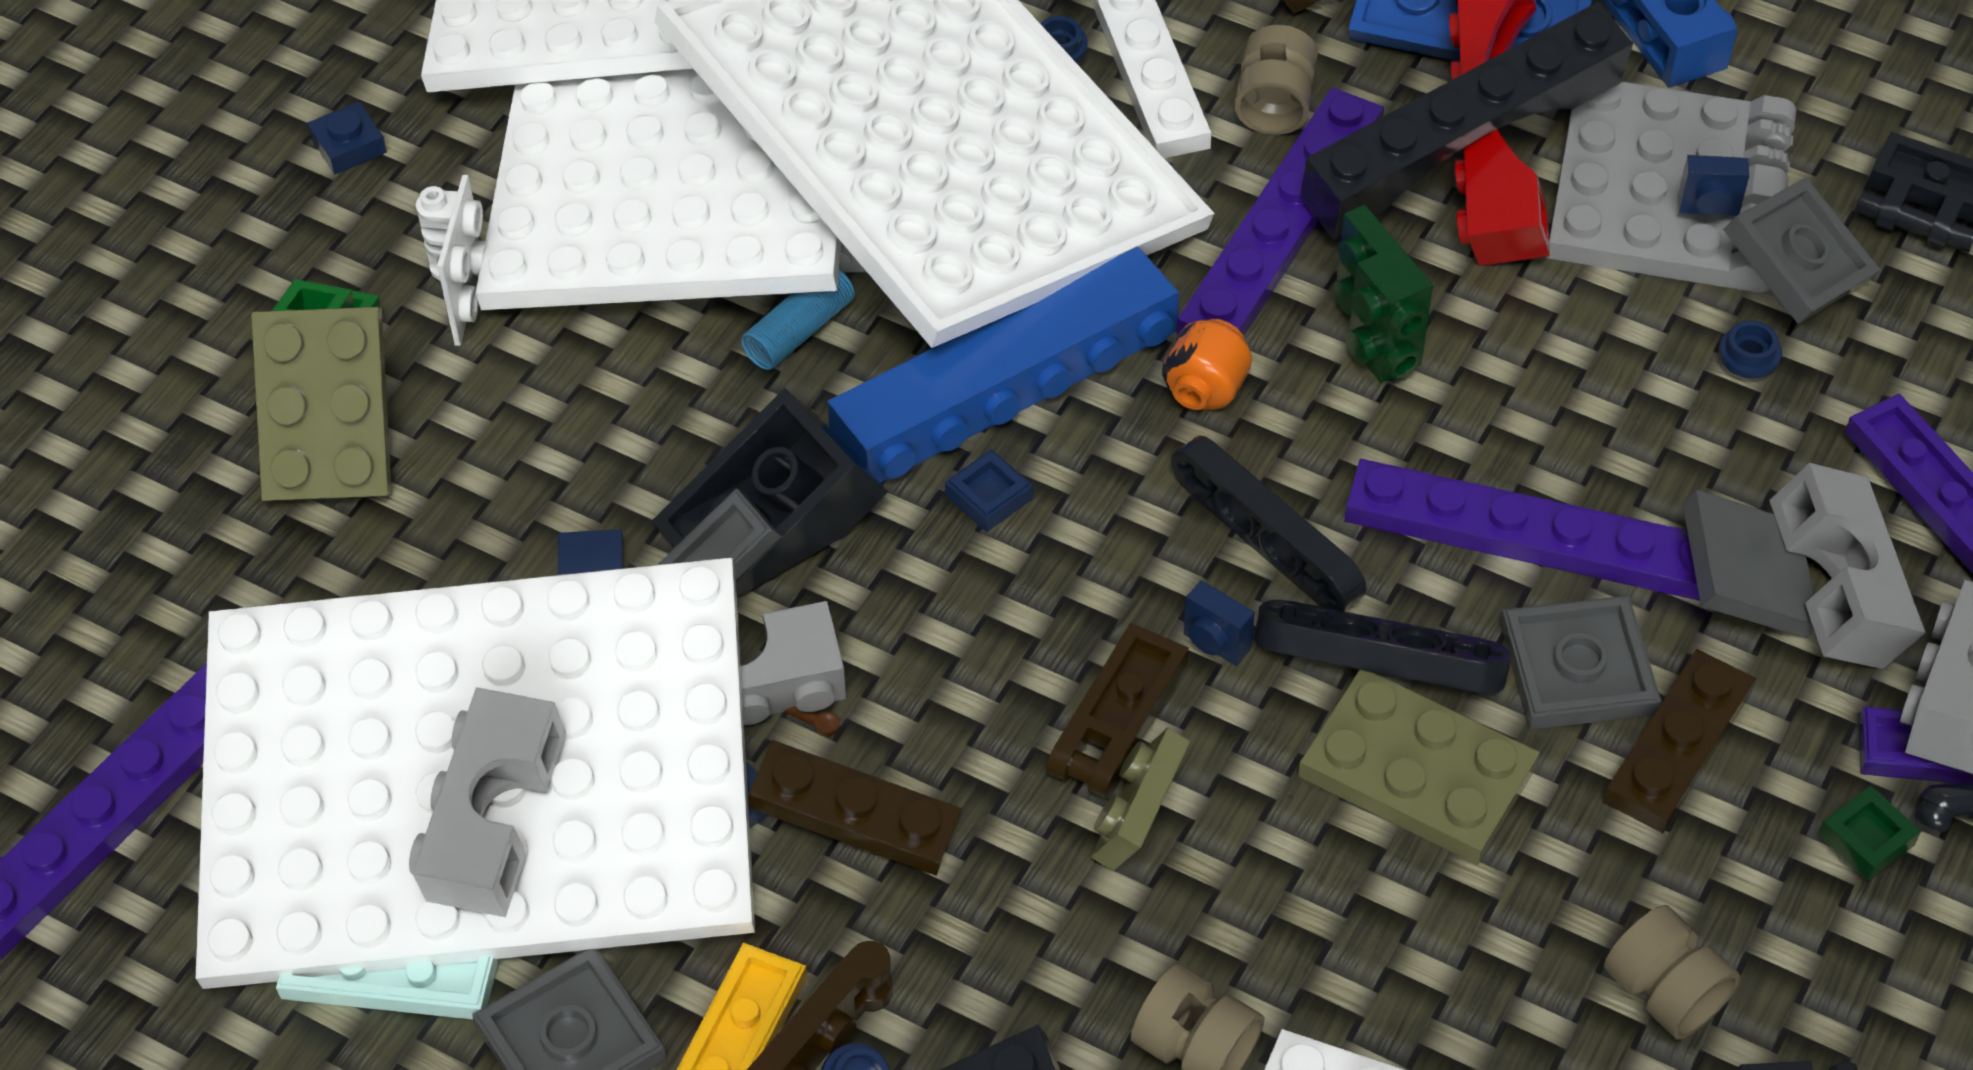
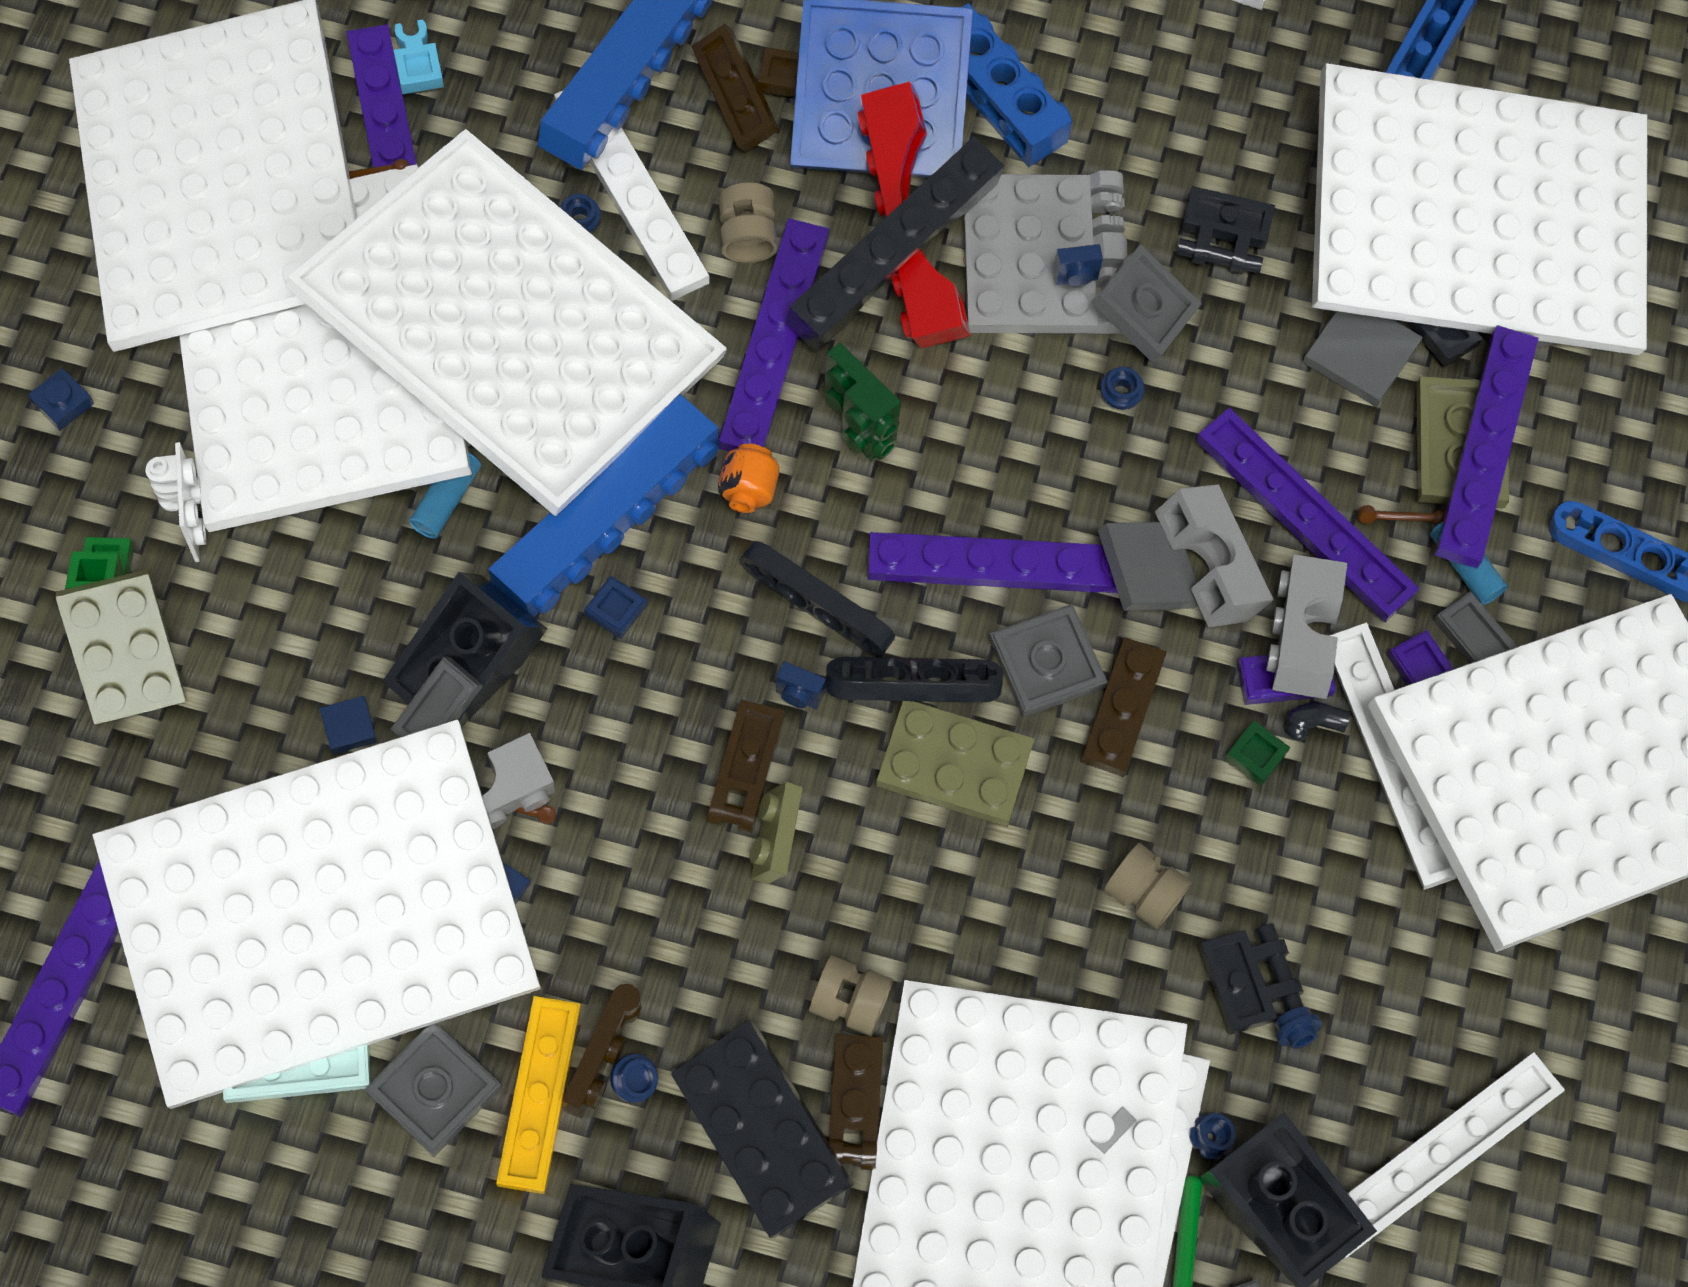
camera: 20 degrees left, 15 degrees up
(497, 747) = (336, 903): light grey arch -> none
(854, 807) = (583, 879): dark brown plate -> none

